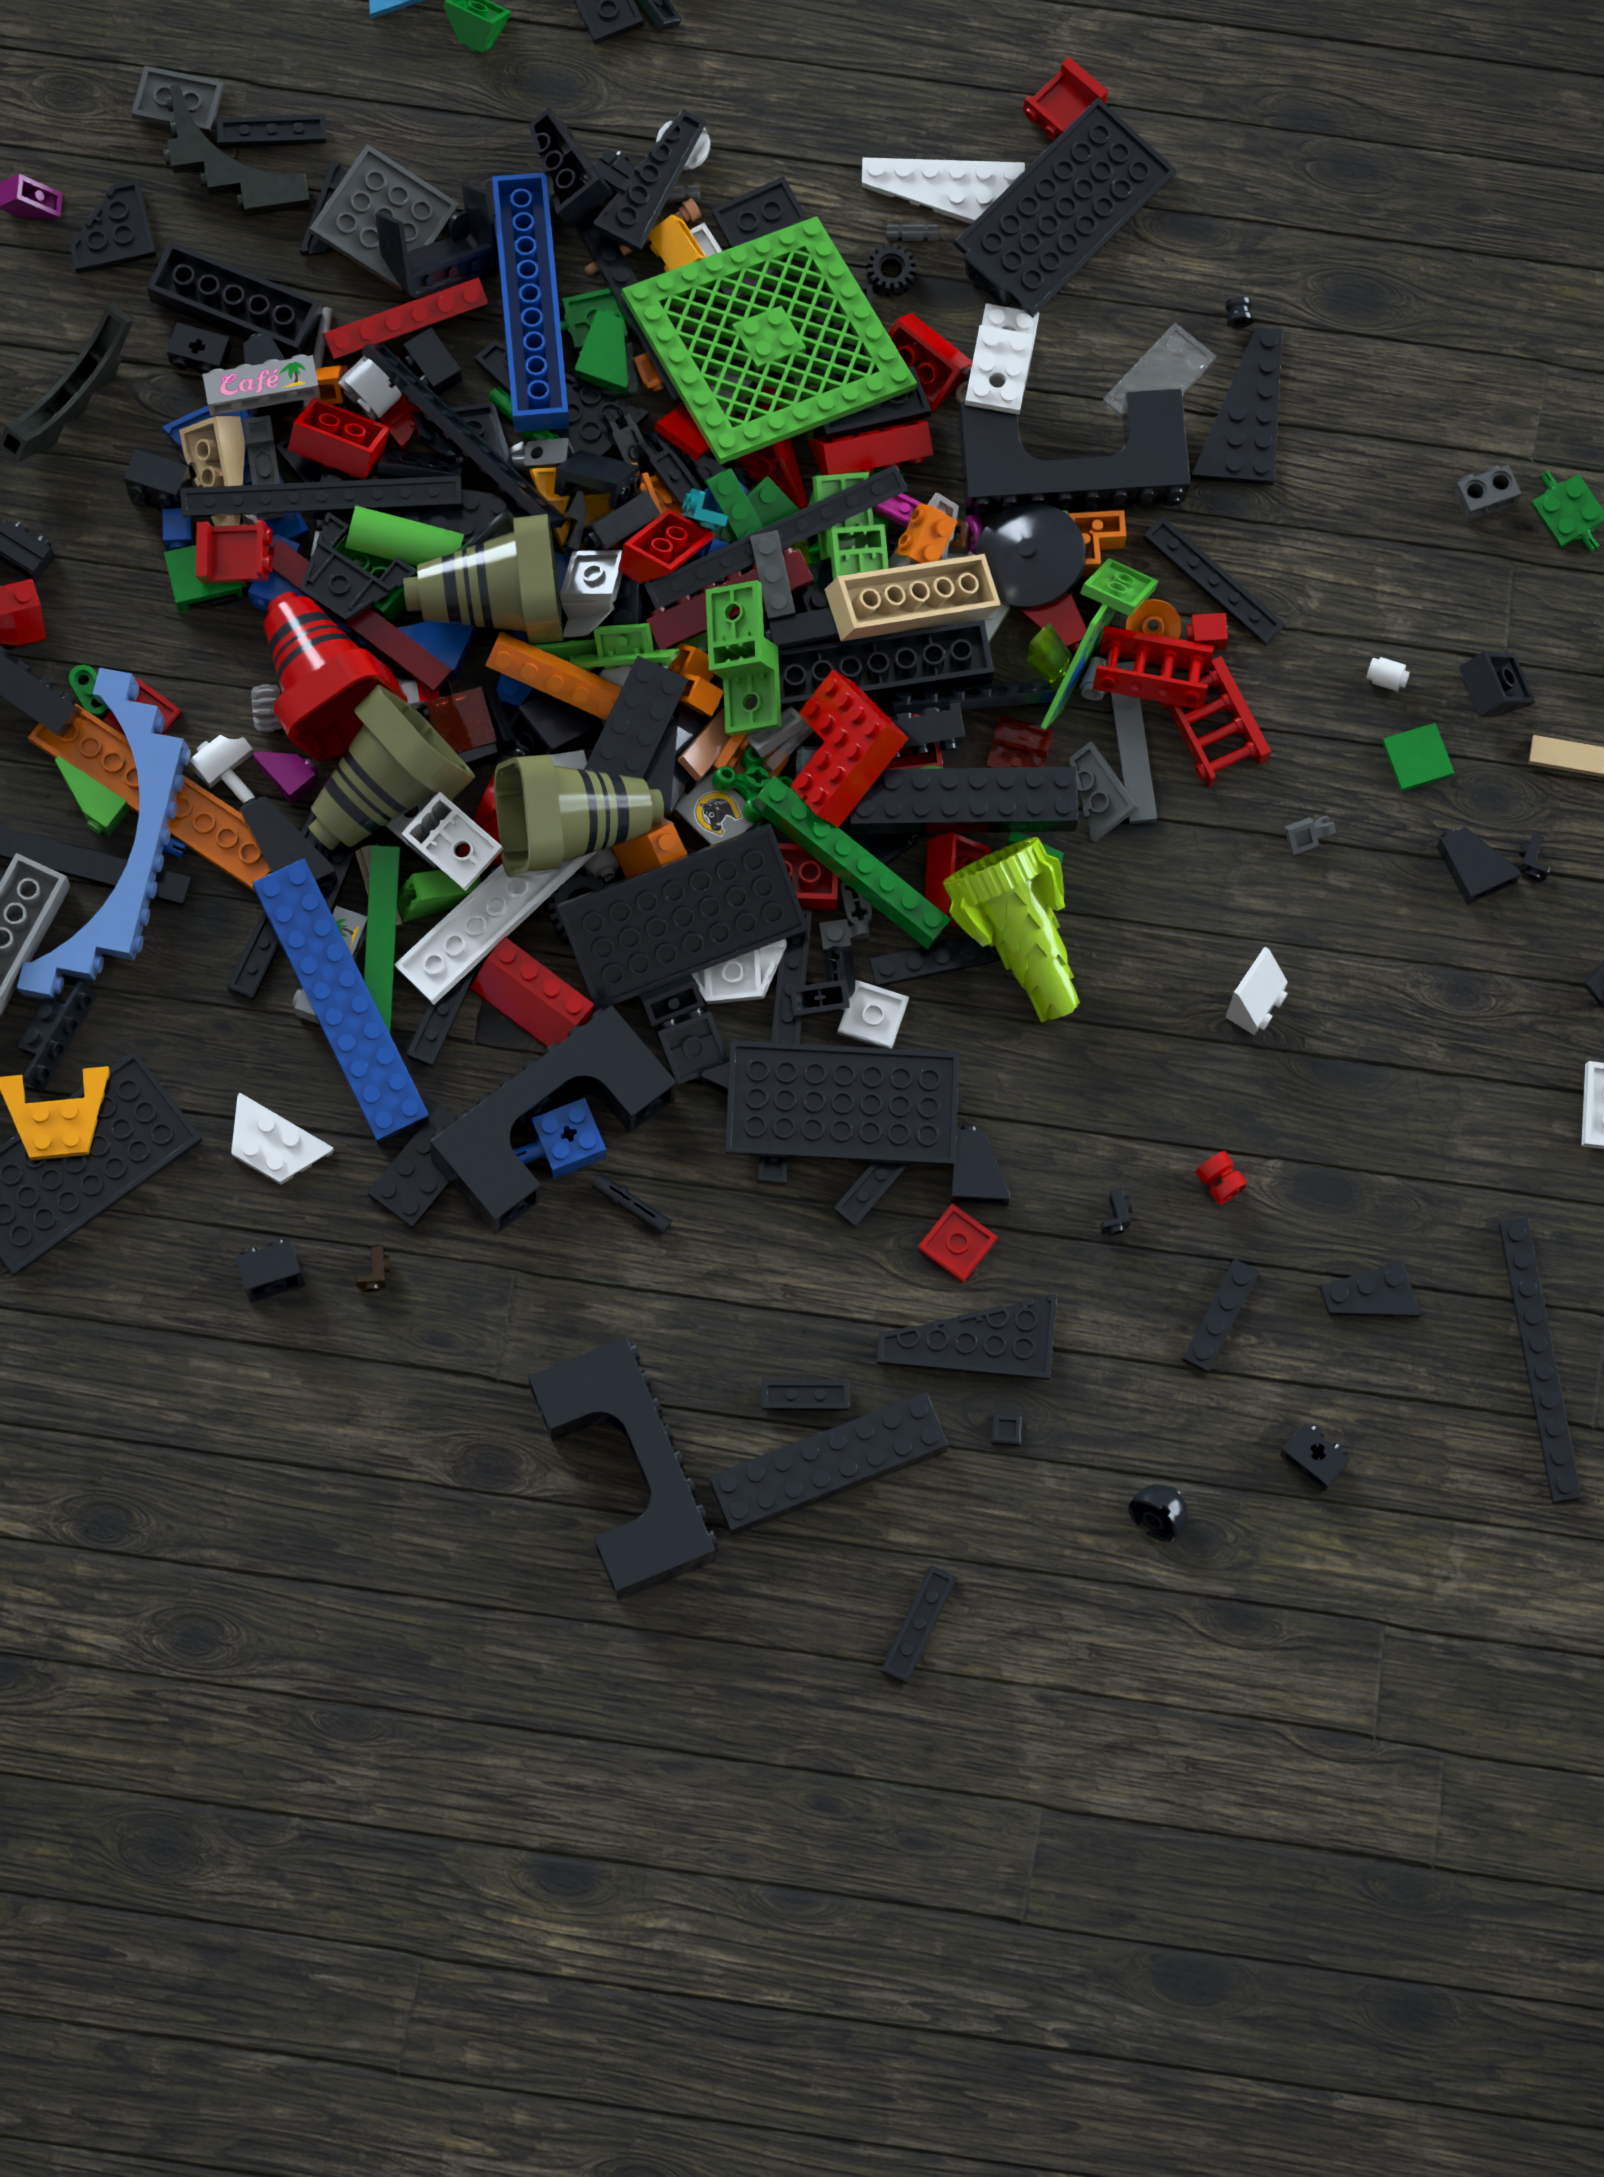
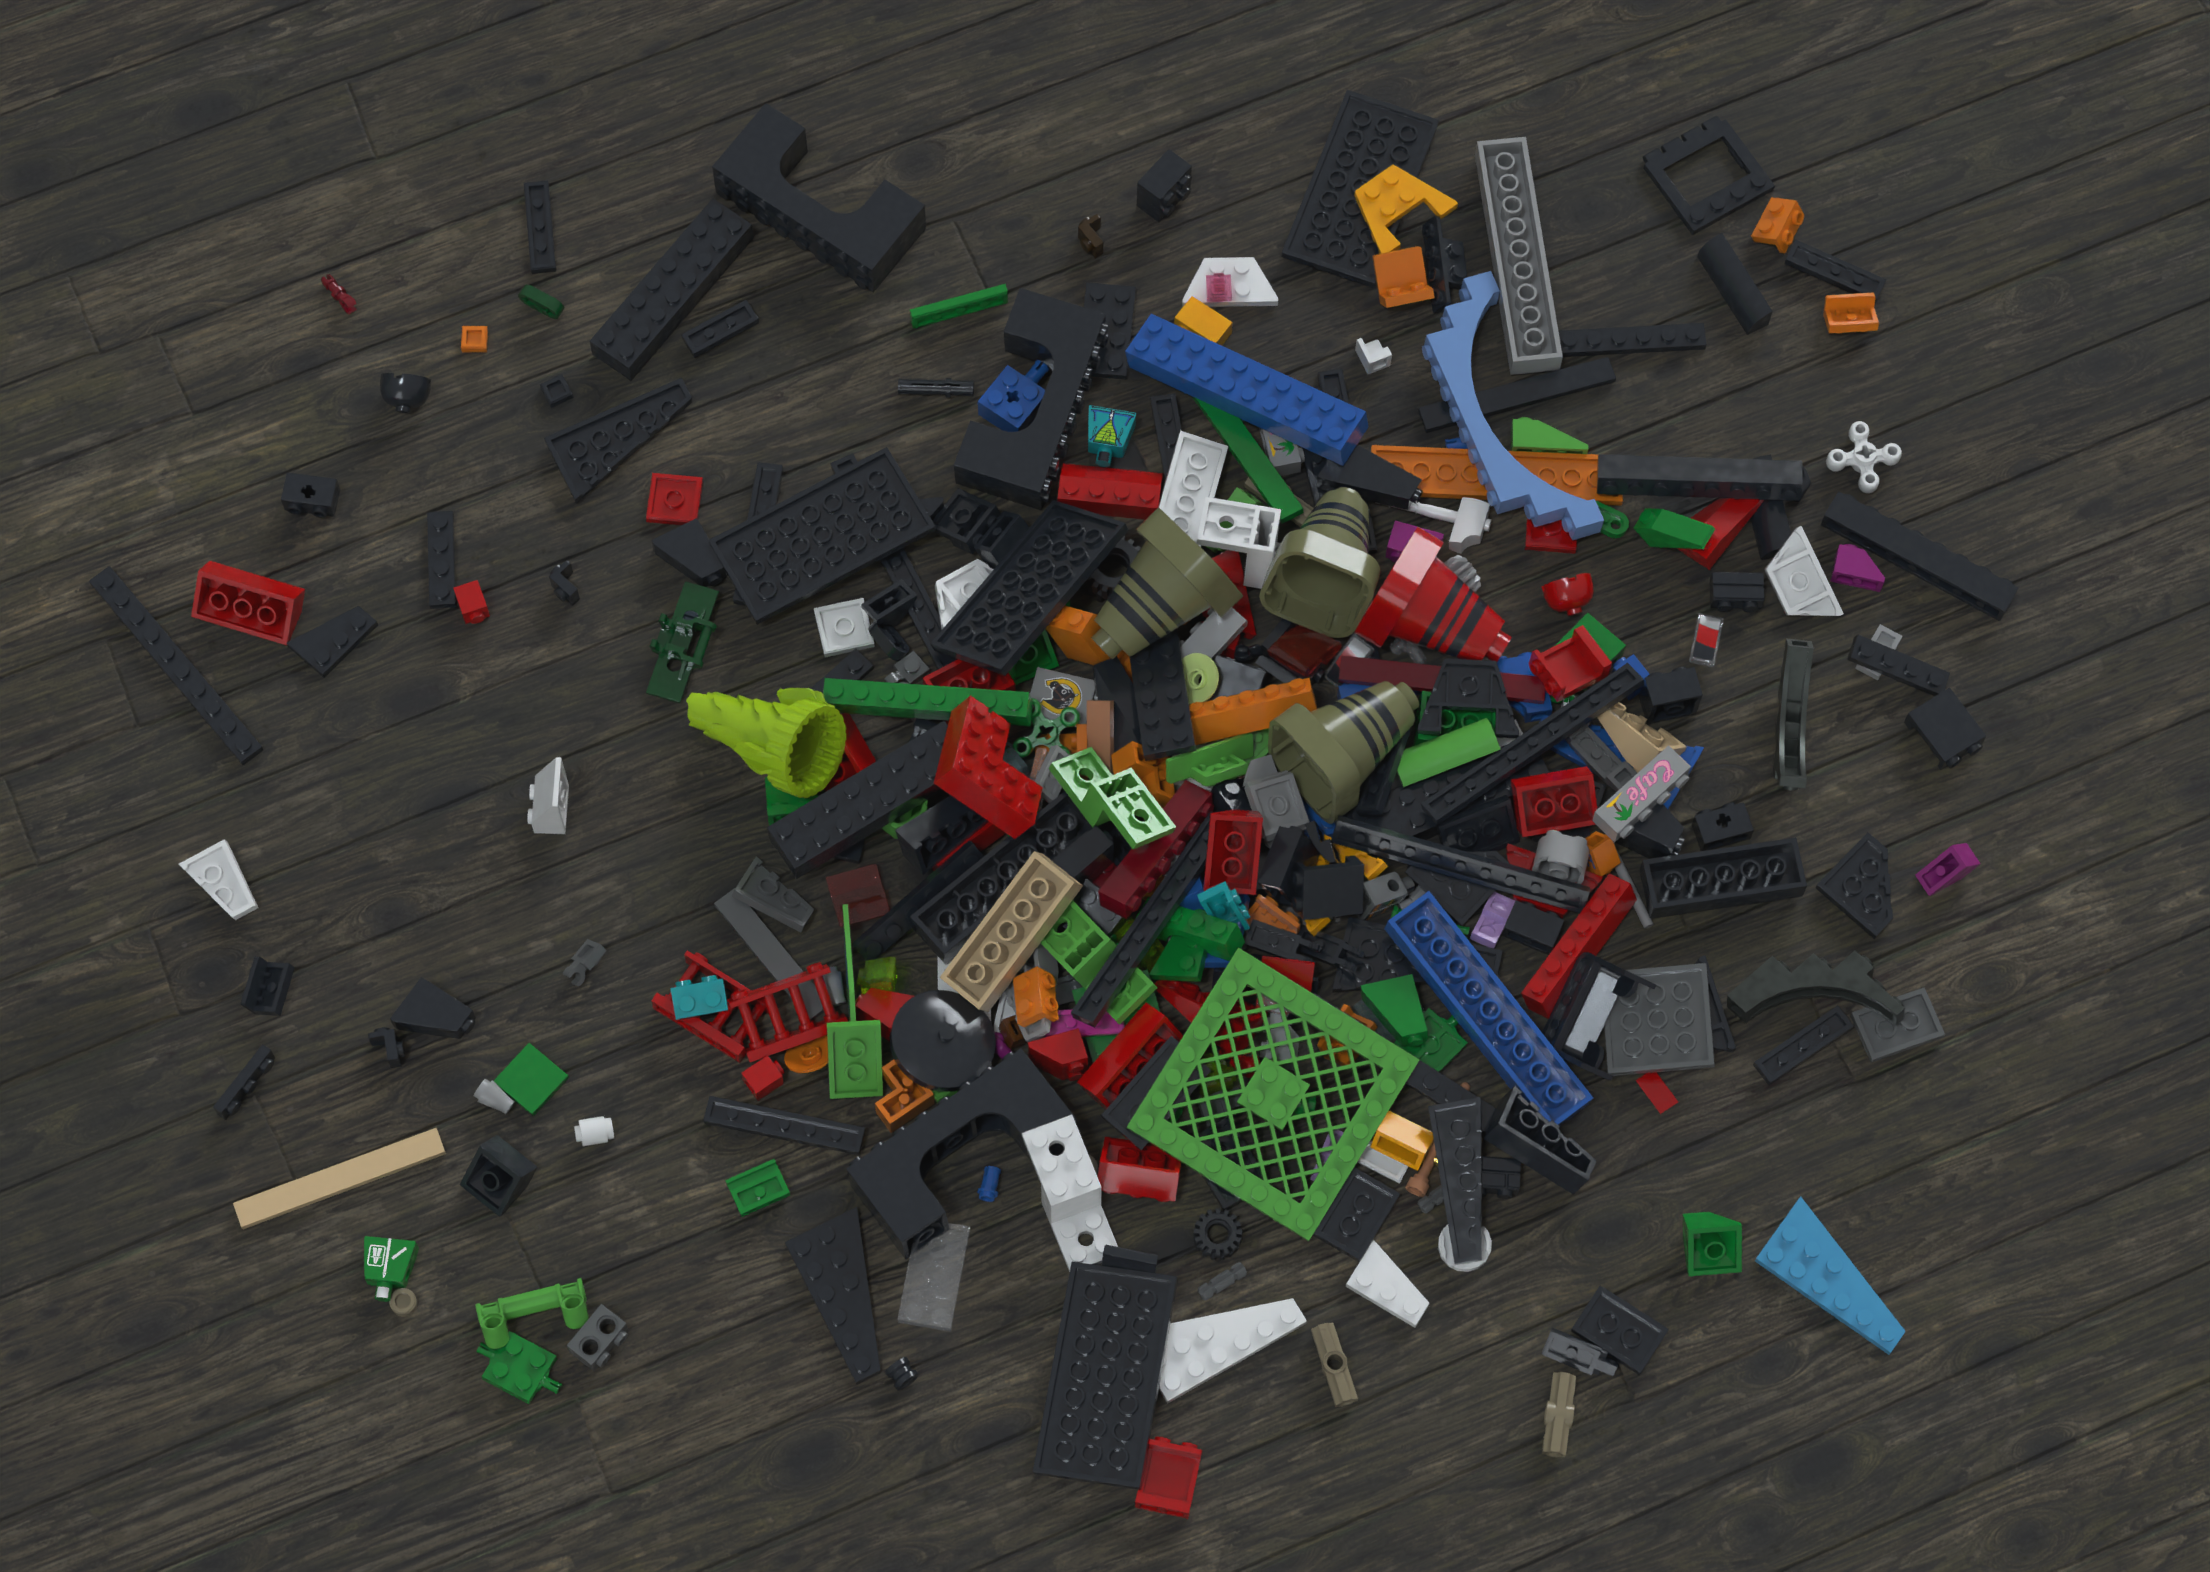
camera: 150 degrees right, 5 degrees down
(39, 624) = (1672, 530): none -> green slope
(82, 524) = (1706, 640): none -> slope
(107, 1032) = (1401, 277): none -> orange bracket
(177, 636) = (1569, 593): none -> red cylinder
(187, 982) = (1373, 355): none -> white panel
(290, 1133) = (1218, 287): none -> clear pink tile
(331, 1109) = (1204, 321): none -> light orange brick
(425, 167) = (1657, 1091): none -> red sticker
(466, 391) = (1492, 920): none -> lavender slope
(496, 1052) = (1109, 433): none -> teal torso
(554, 1274) = (959, 306): none -> green tile
(584, 727) = (1194, 667): none -> yellowish green dish
(772, 574) = (1131, 872): dark grey plate -> none
(773, 146) = (1387, 1287): none -> white wing
(867, 96) = (1339, 1380): none -> dark tan piece
(930, 477) = (1060, 1055): none -> red slope
(967, 1532) = (541, 301): none -> dark green beam
(1043, 1094) = (675, 637): none -> dark green piece
(1056, 1537) = (474, 338): none -> orange tile
(1067, 421) = (989, 1184): none -> blue pin
(1166, 1670) = (339, 293): none -> dark red piece
(1218, 1168) = (495, 651): red wheel -> none
(1218, 1247) = (471, 602): none -> red brick
(1226, 725) = (699, 998): none -> teal bracket
(1270, 541) = (757, 1187): none -> green plate
(1435, 1379) = (247, 602): none -> red slope
(1462, 758) = (493, 1096): none -> light grey cone
(1568, 564) = (568, 1297): none -> bright green piece

